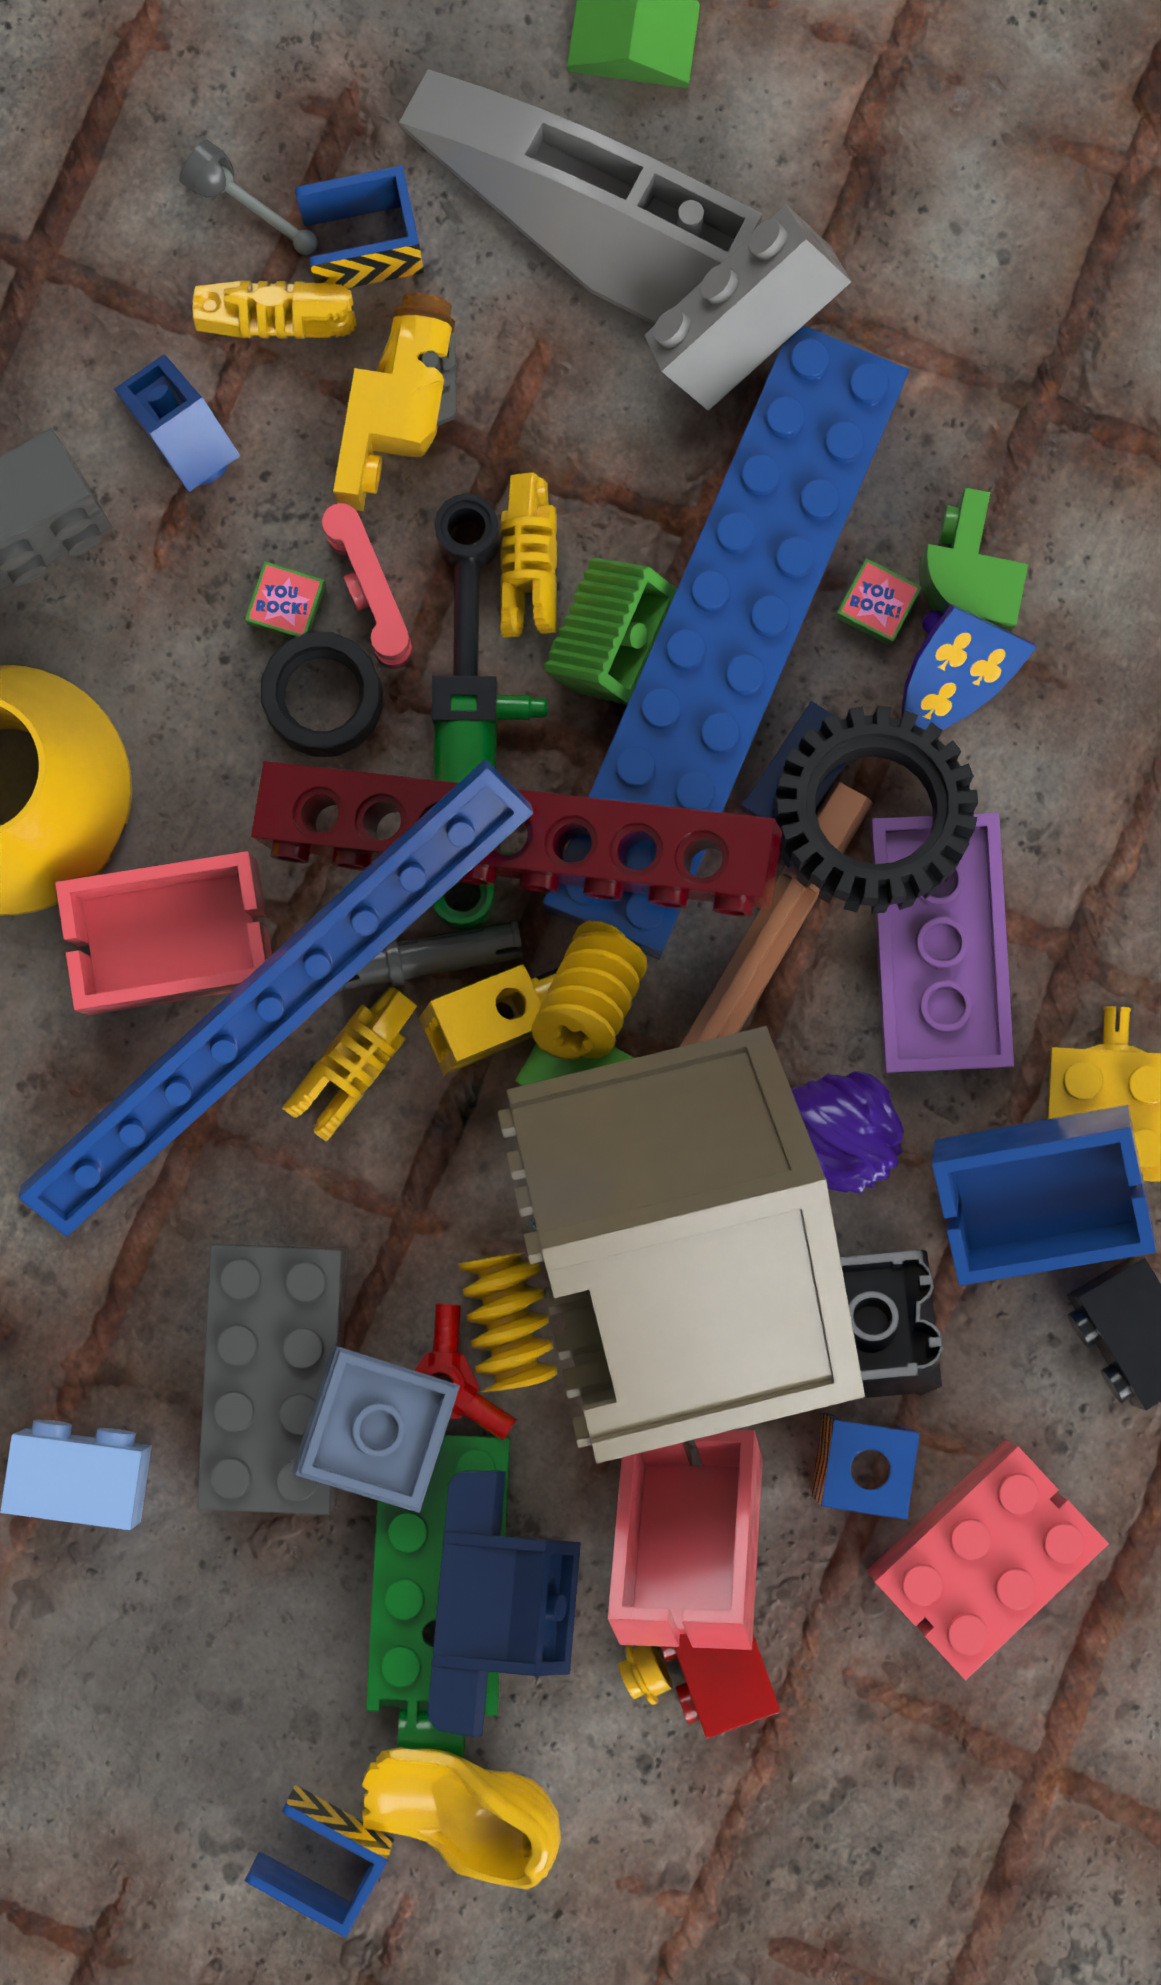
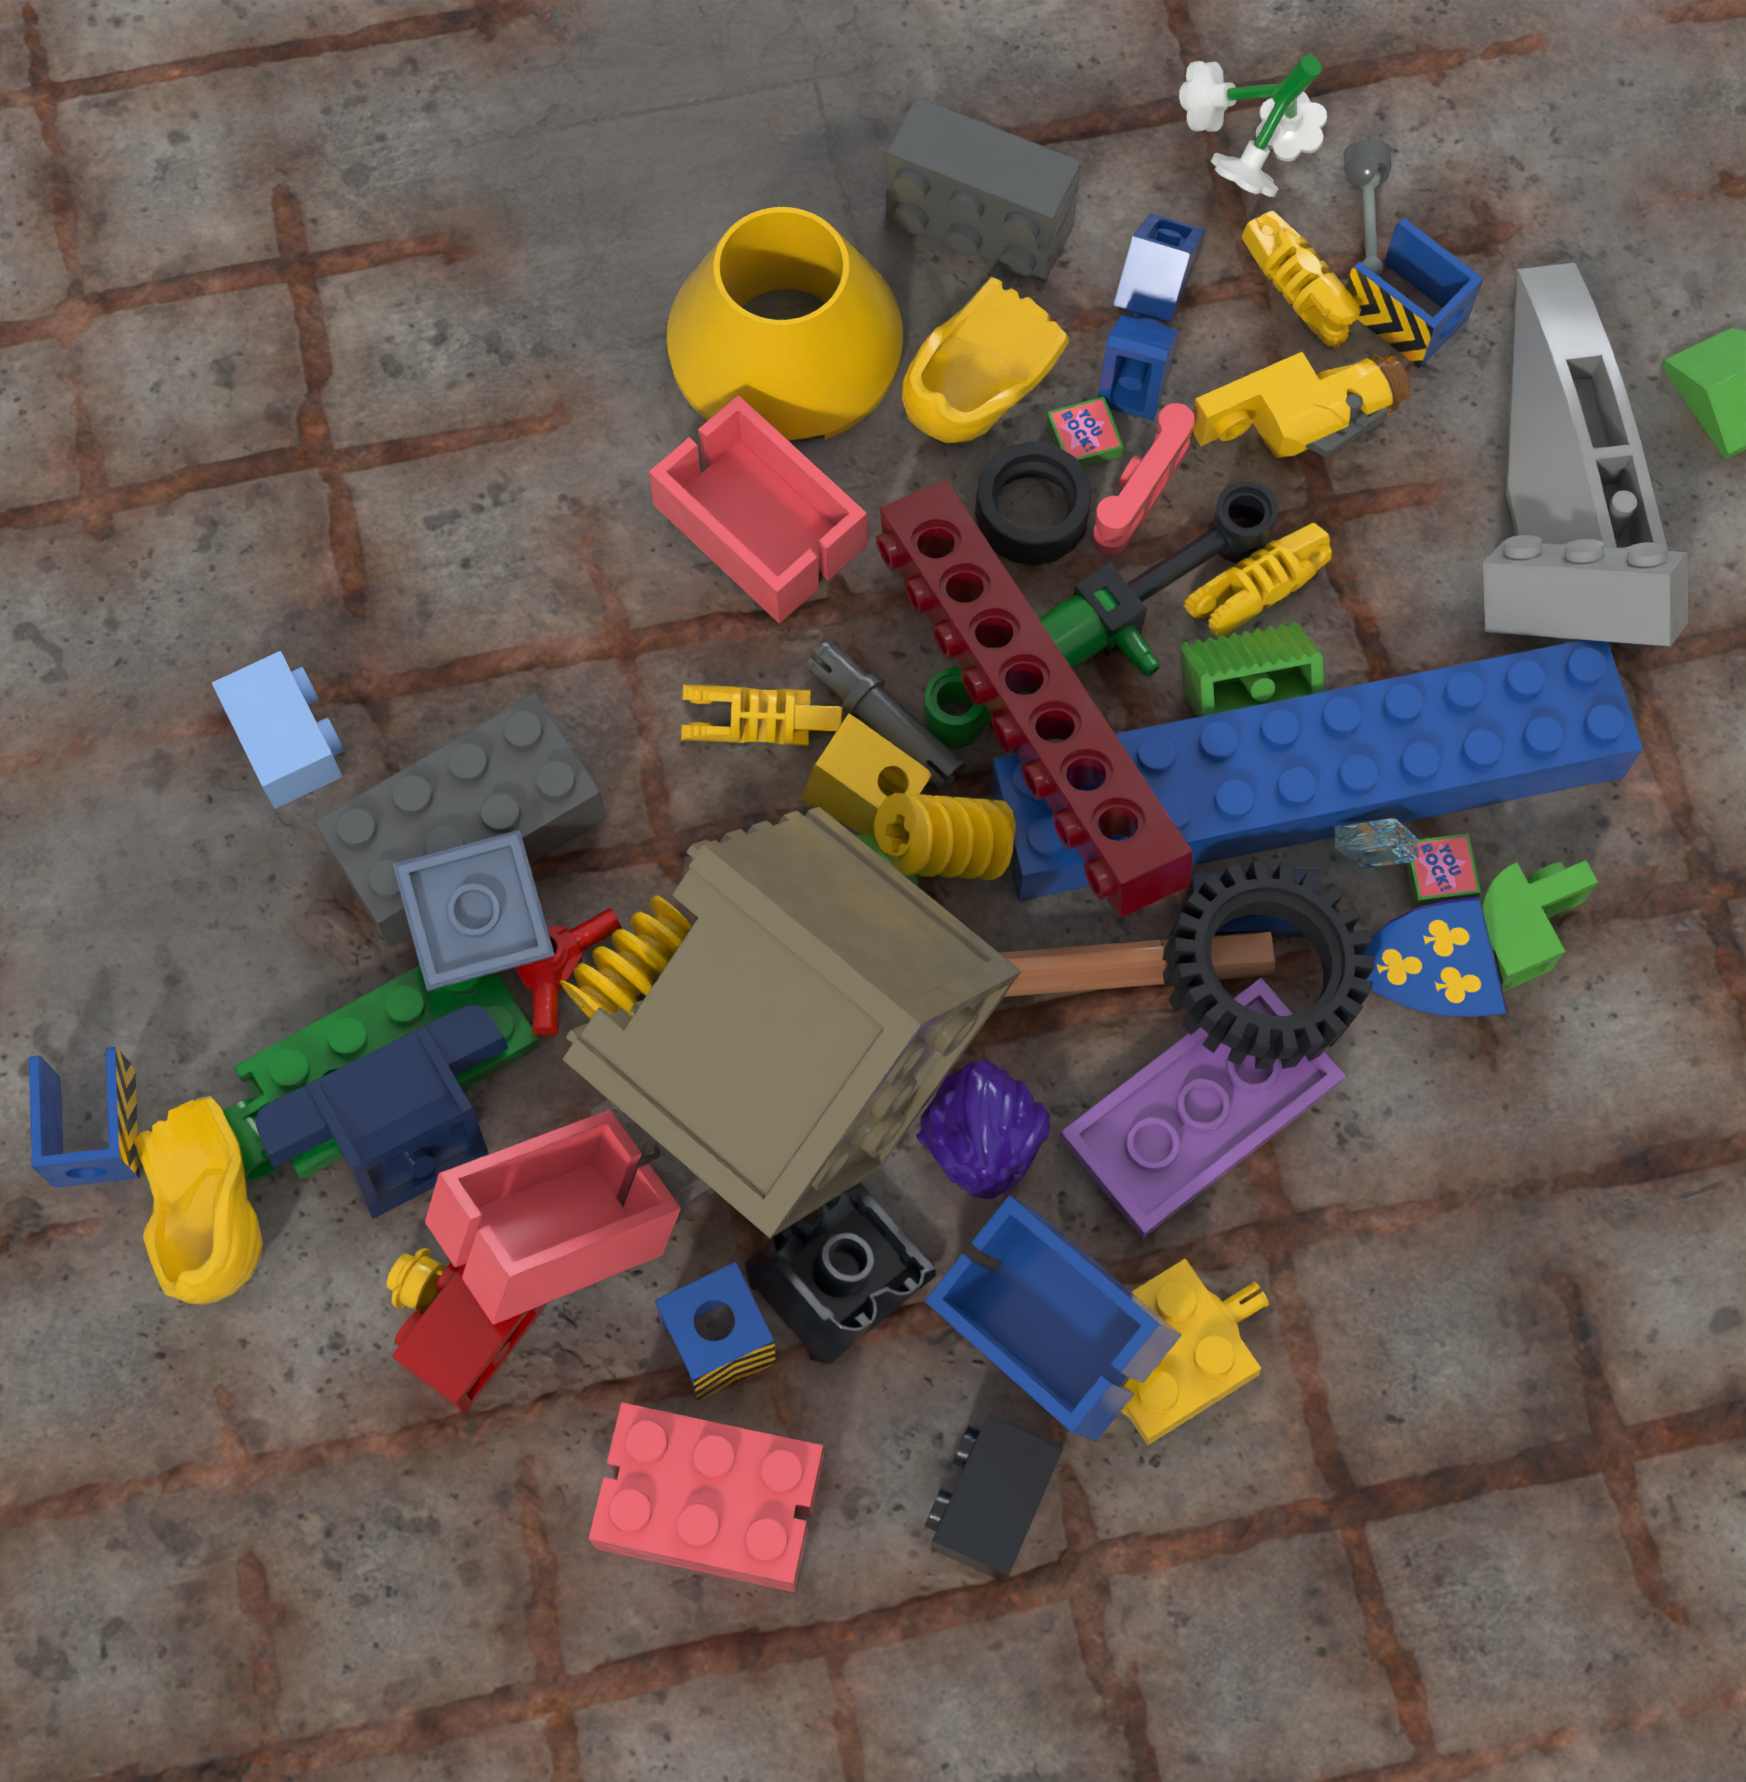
camera: 55 degrees right, 15 degrees down
(119, 211) = (1287, 126): none -> white plant
(162, 644) = (980, 364): none -> yellow hair
(260, 510) = (1137, 365): none -> blue slope
(277, 997) = (770, 604): blue plate -> none
(828, 641) = (1376, 843): none -> clear light blue tile

